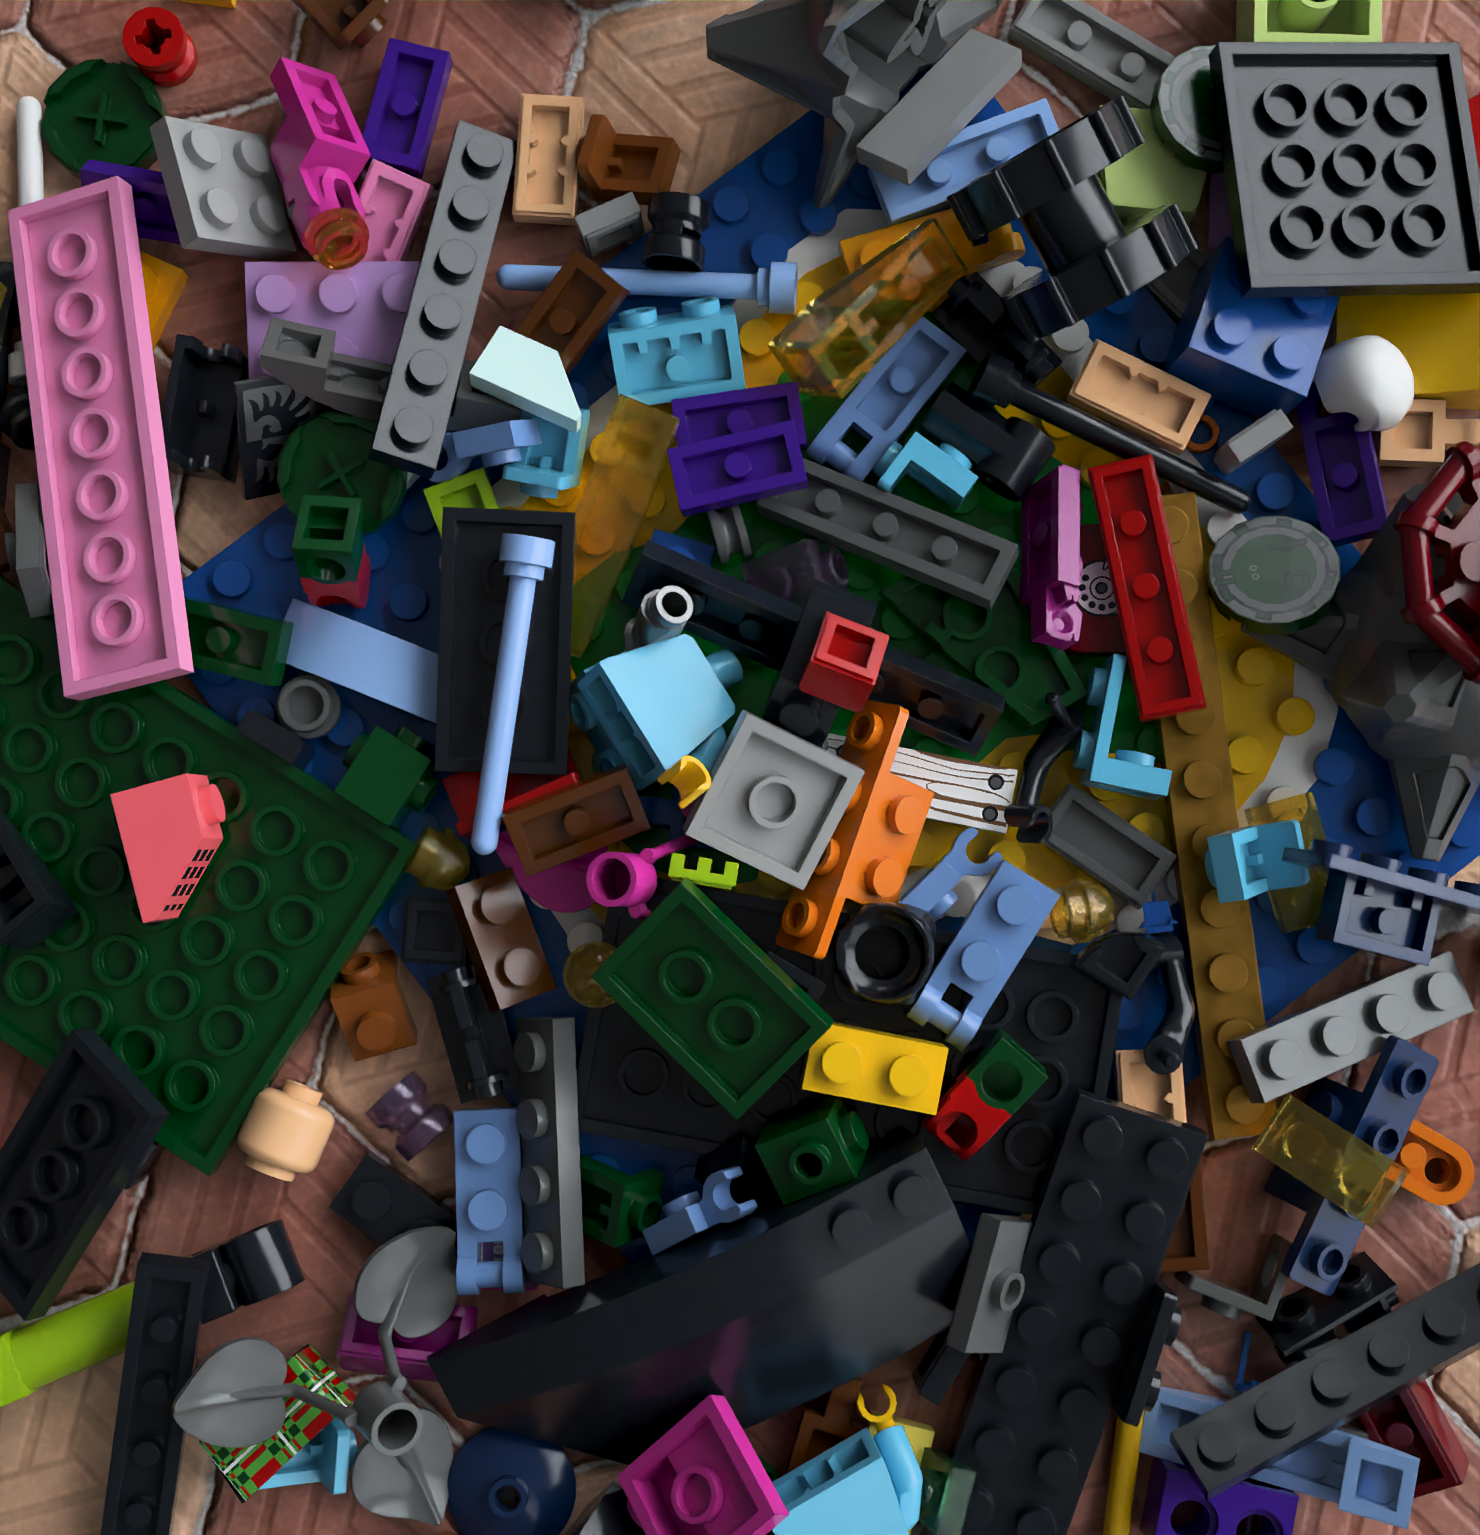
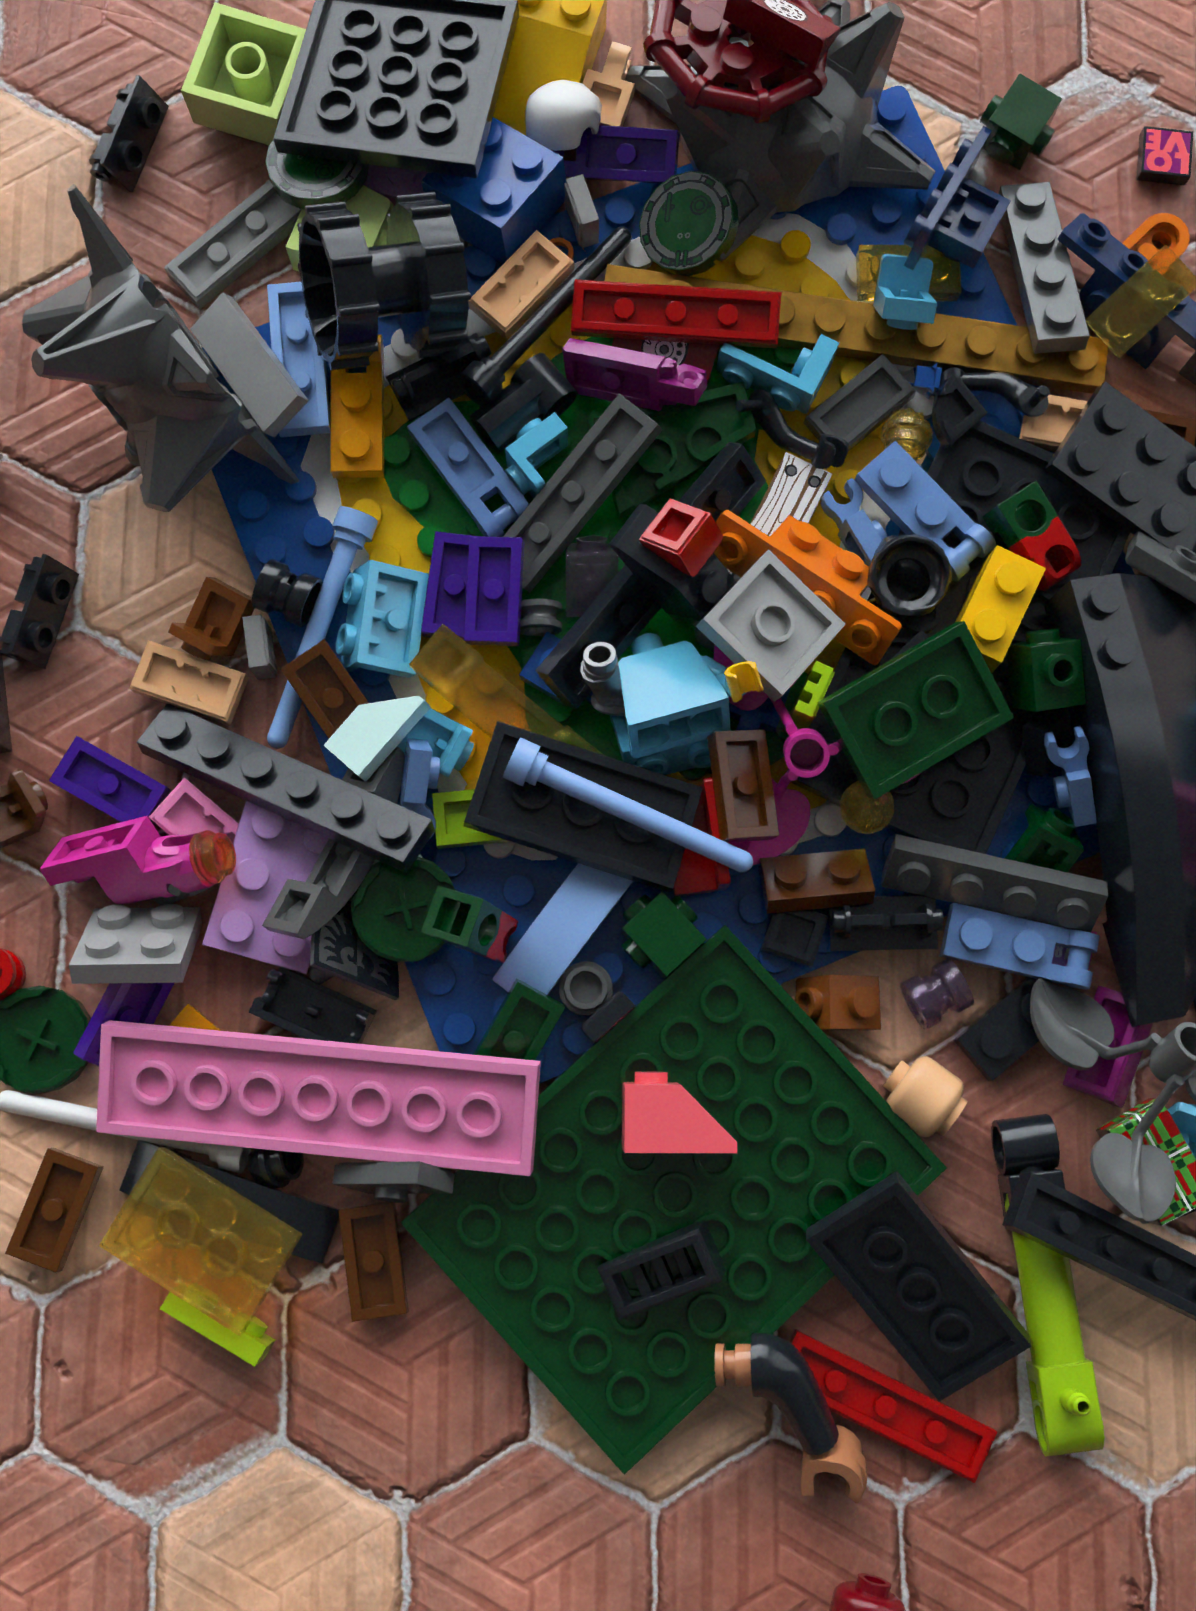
camera: 80 degrees left, 5 degrees down
(440, 859) = (739, 911): clear yellow plate -> none
(867, 312) = (399, 463): clear yellow slope -> none

